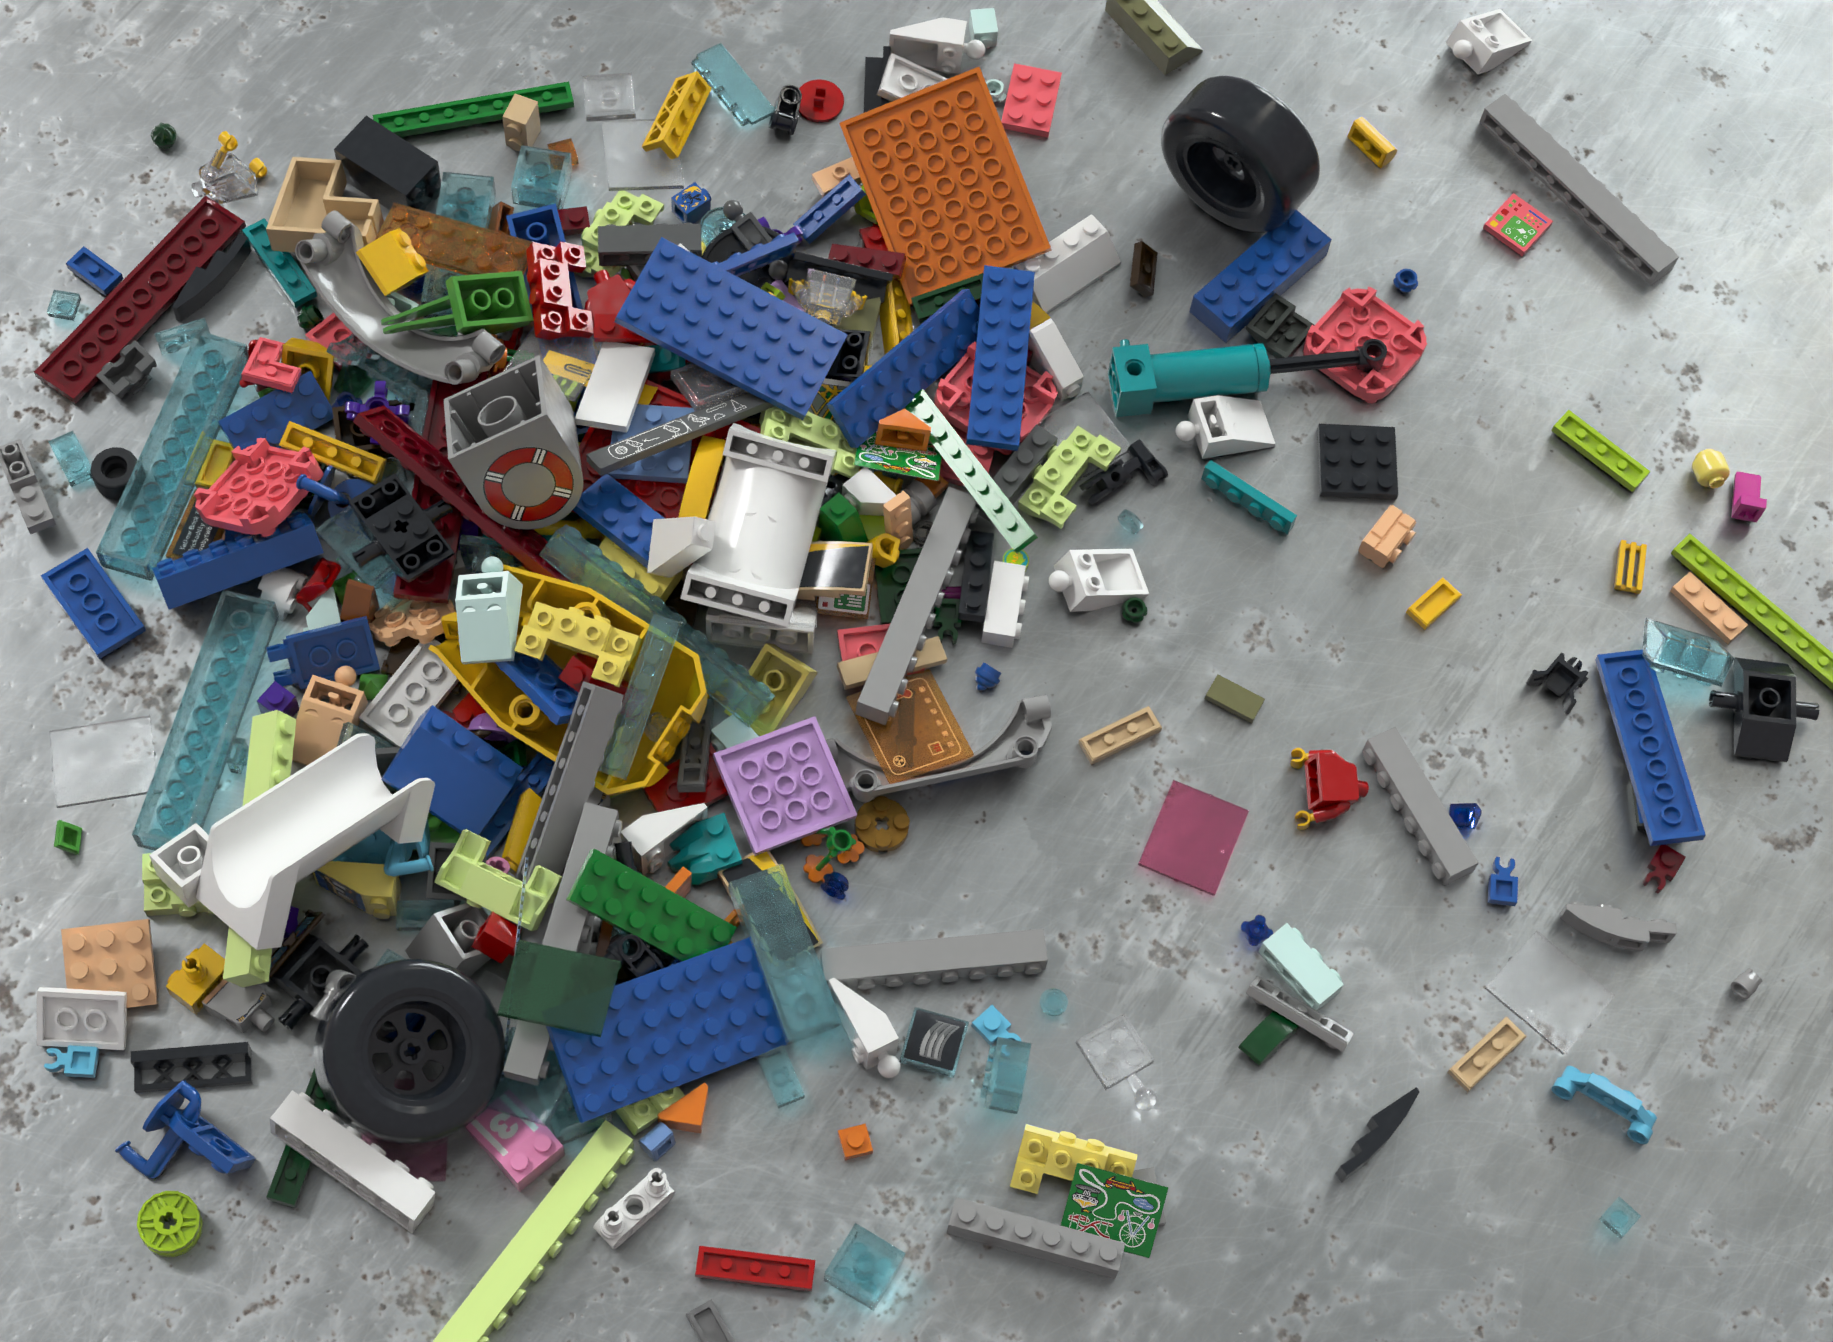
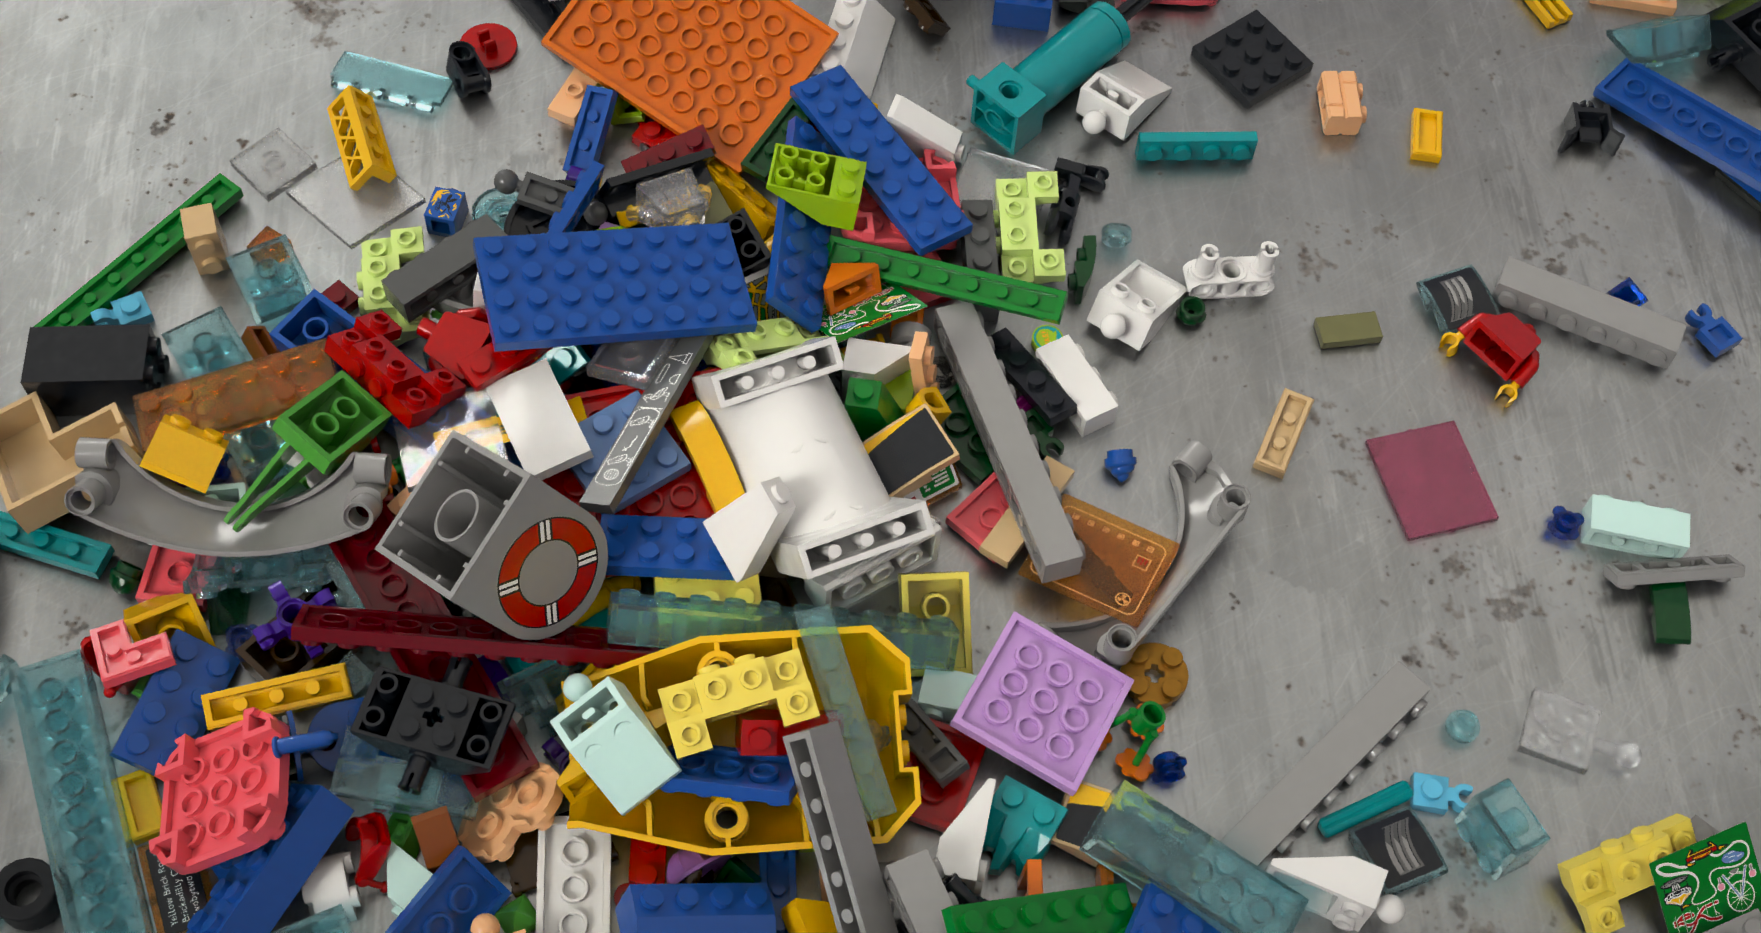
camera: 35 degrees left, 5 degrees down
(441, 143) = (126, 311): none -> medium azure plate
(934, 347) = (818, 184): none -> lime slope
(939, 1003) = (1365, 809): none -> teal axle
(1083, 532) = (1080, 279): none -> dark green slope
(1199, 612) = (1231, 276): none -> white piece
(1335, 730) = (1456, 297): none -> slope

